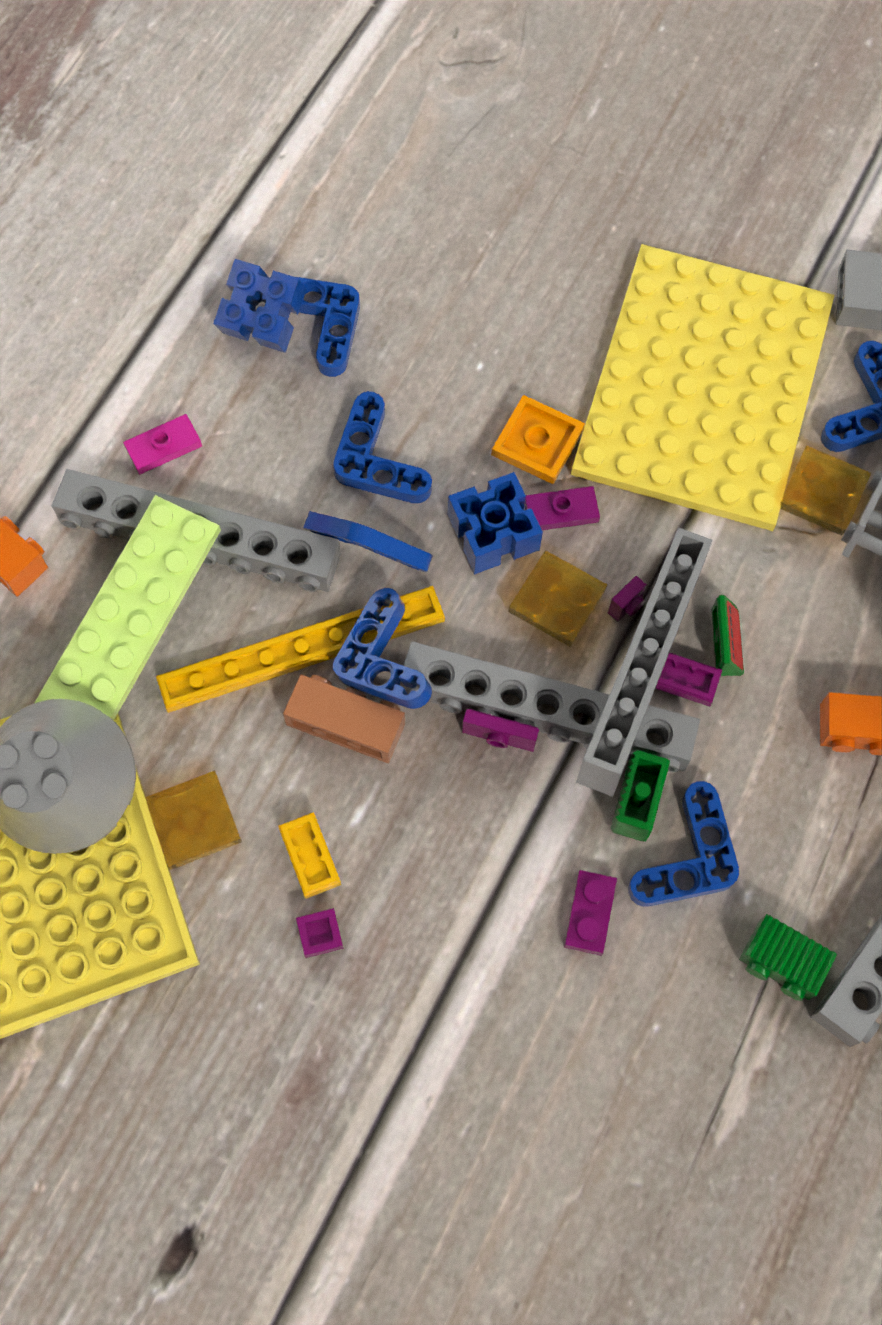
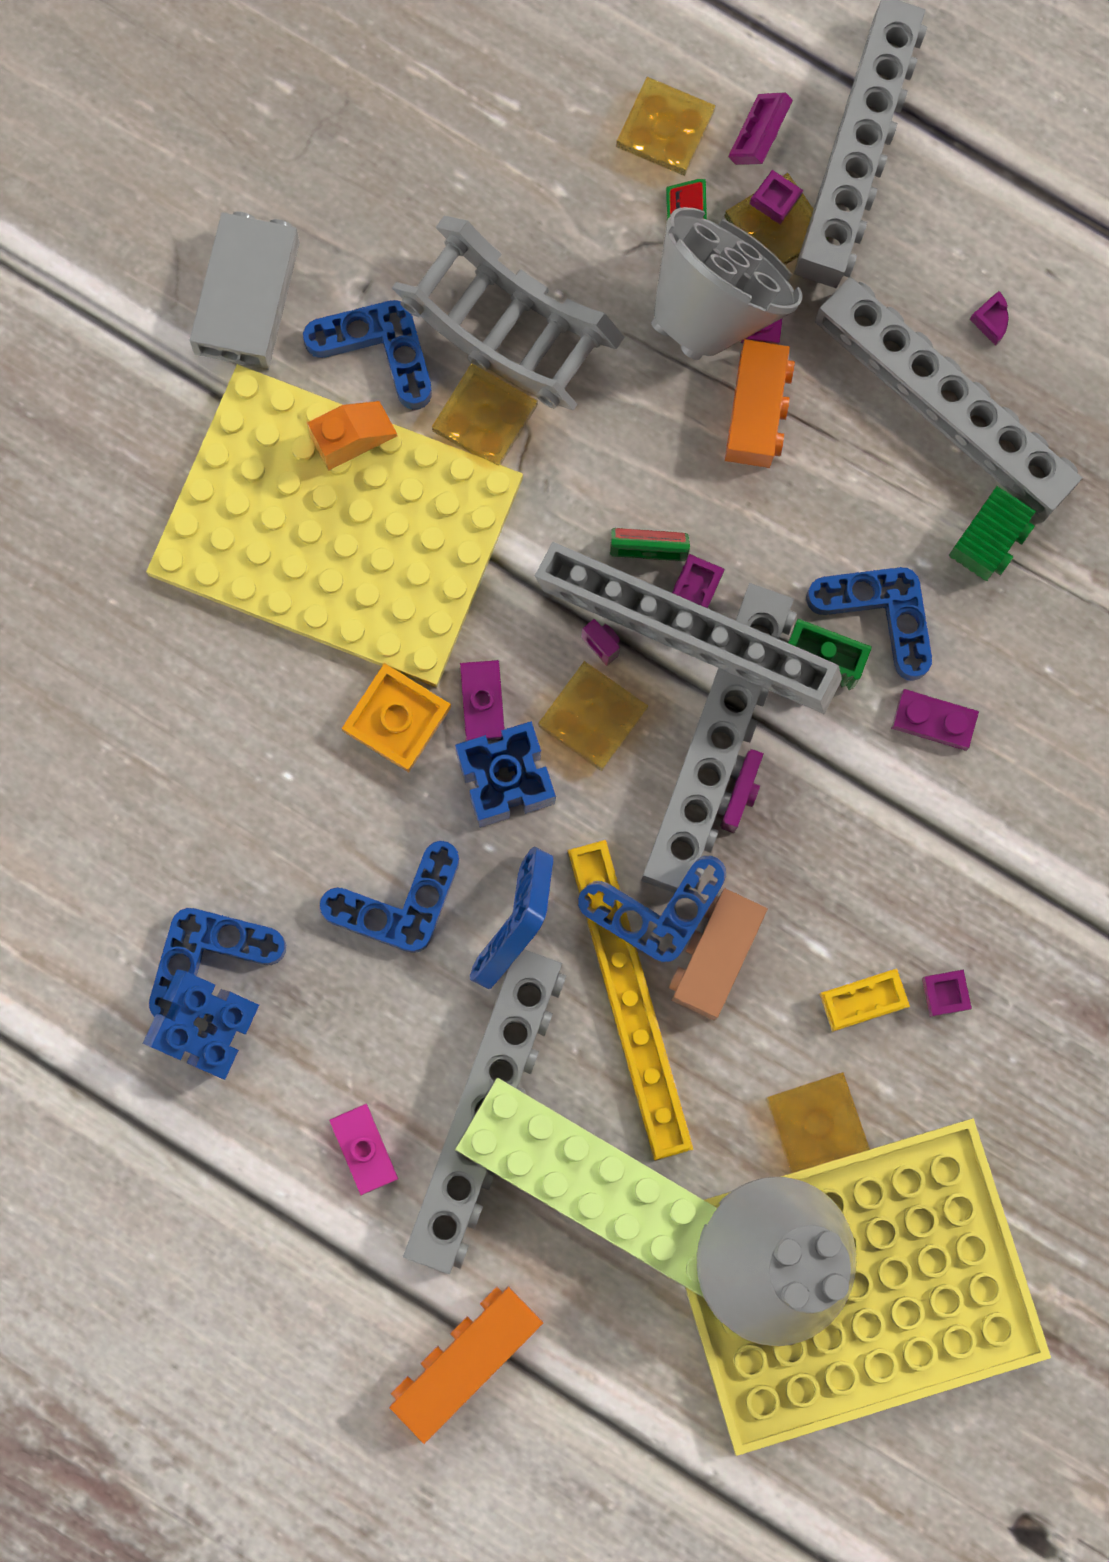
camera: 90 degrees left, 10 degrees up
(787, 373) = (350, 431): none -> orange slope

